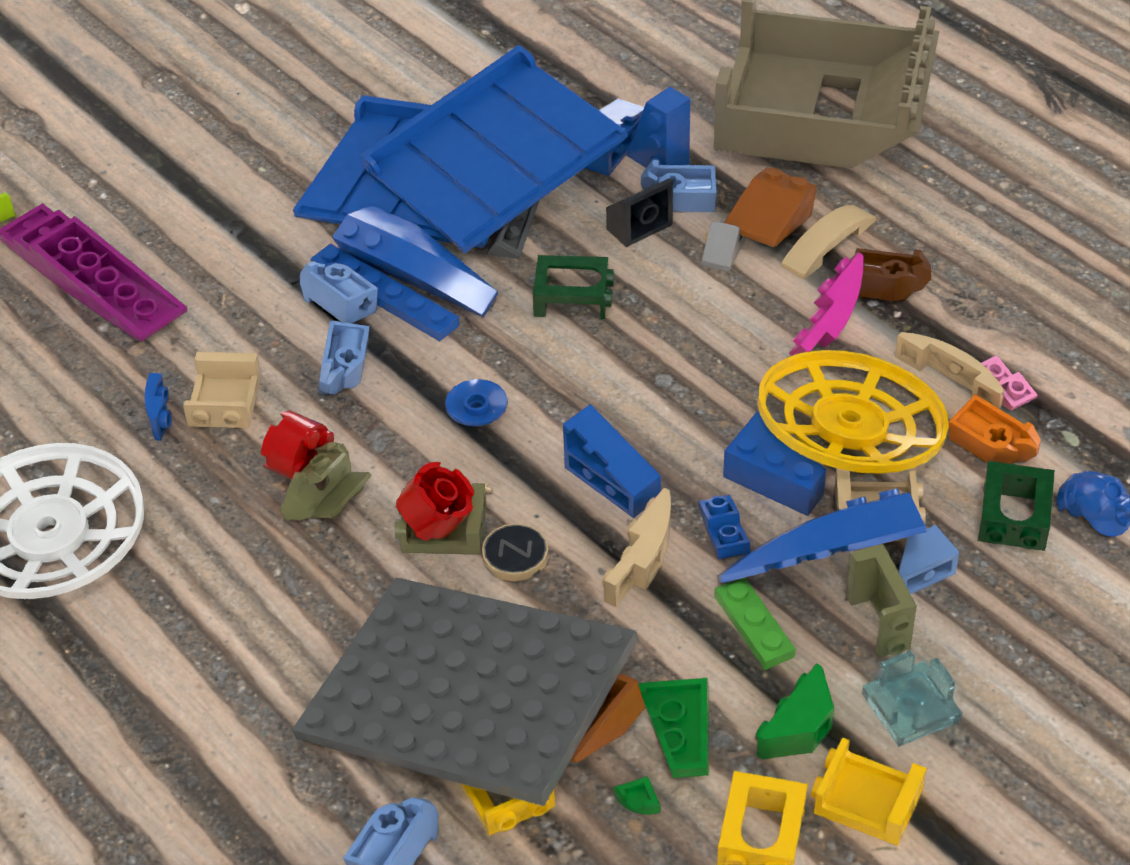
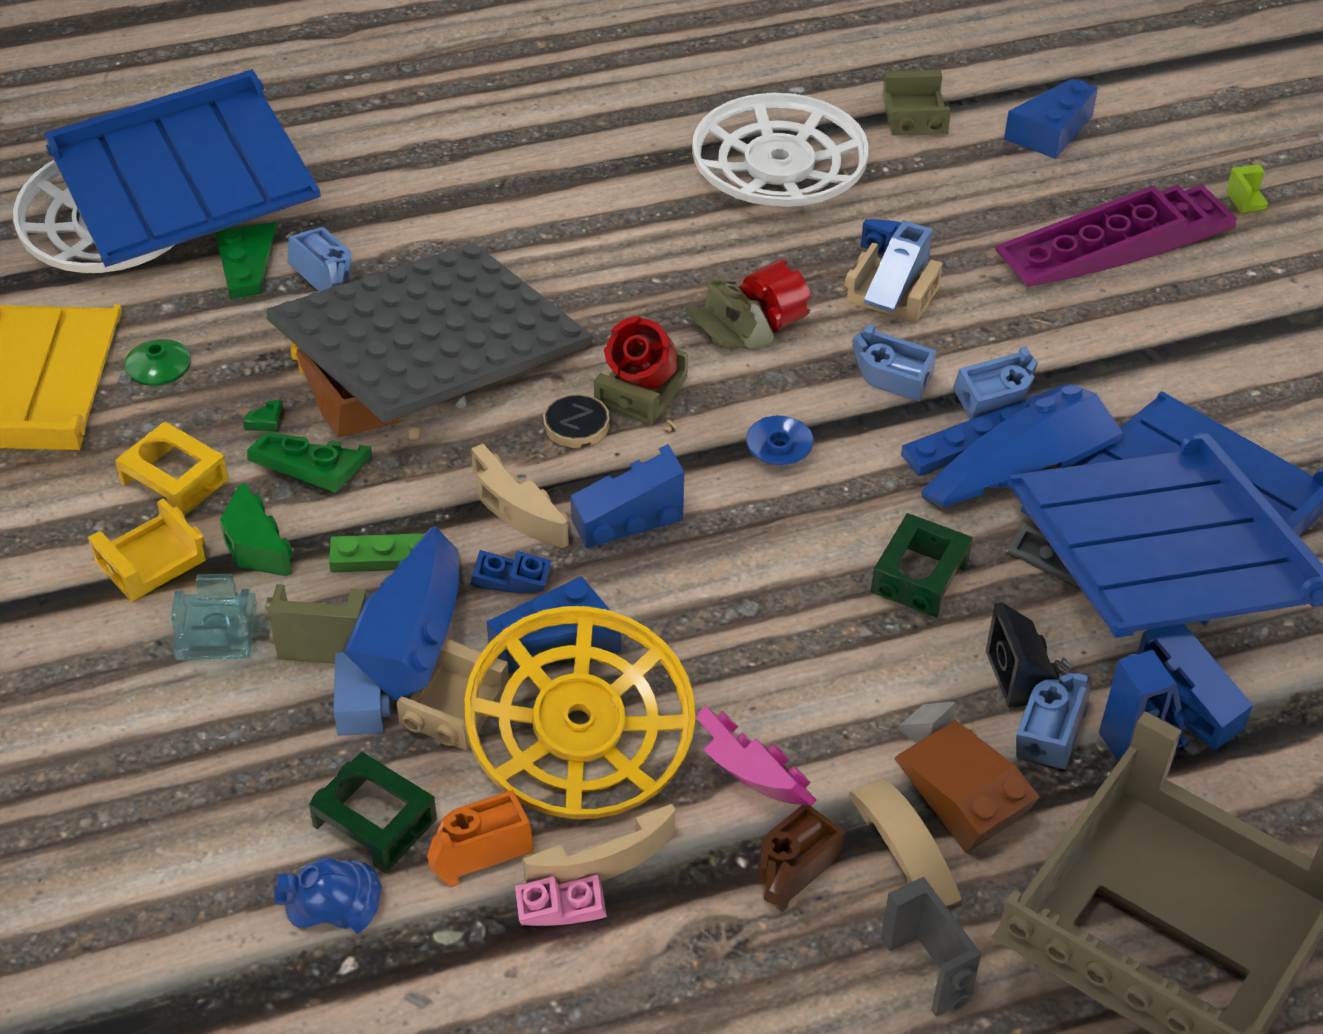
camera: 110 degrees right, 0 degrees up
(215, 375) = (899, 266): none -> slope
(920, 175) = (920, 913): none -> dark grey panel

